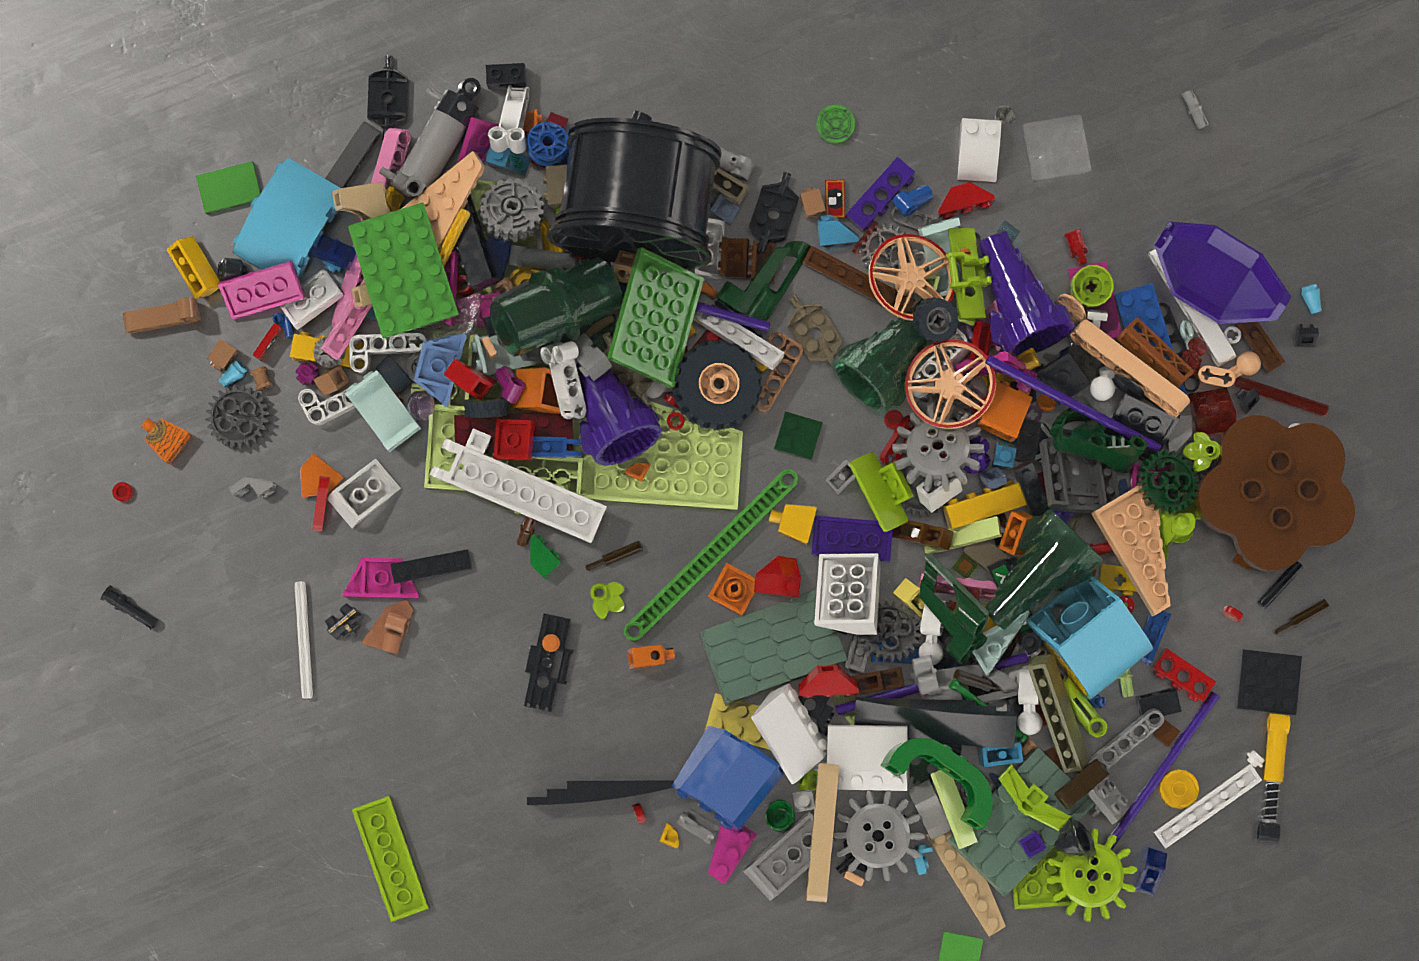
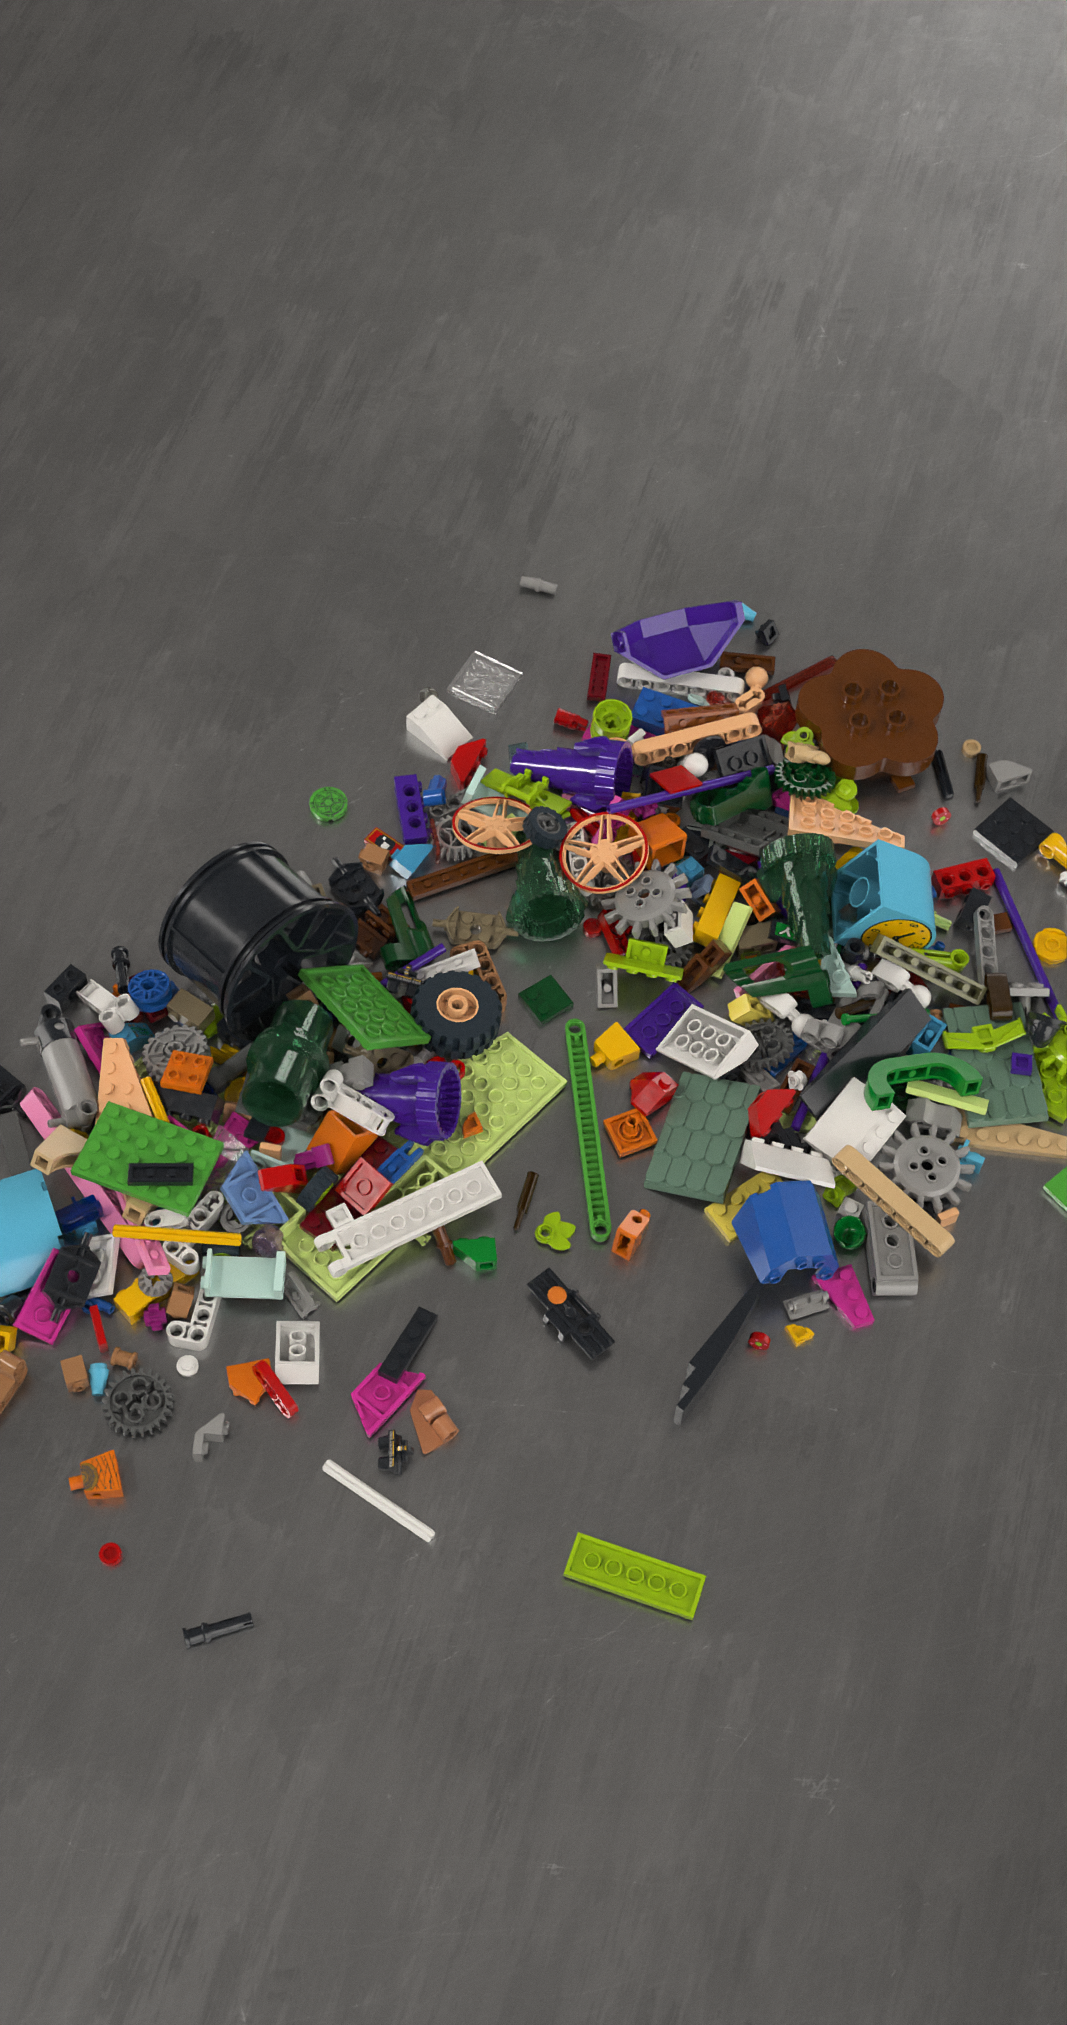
camera: 60 degrees left, 25 degrees down
(292, 282) = (62, 1292): none -> black plate
(292, 426) = (187, 1365): none -> white plate
(366, 341) = (177, 1235): none -> yellow axle
(370, 325) = (168, 1219): none -> white piece
(393, 293) = (160, 1174): none -> black tile
(404, 461) = (298, 1295): none -> light grey plate
(493, 237) = (186, 1072): none -> orange plate
(558, 97) = (121, 965): none -> black pin
(712, 324) = (395, 980): none -> black hips
(873, 684) = (797, 1080): none -> white plate
(1010, 658) = (857, 973): none -> white pin
(1070, 385) = (676, 779): none -> red piece
(1140, 235) = (599, 677): none -> dark red plate
(1187, 466) = (803, 753): none -> tan animal
(1321, 637) = (1007, 774): none -> light grey slope
(1328, 589) = (971, 748): none -> tan tile

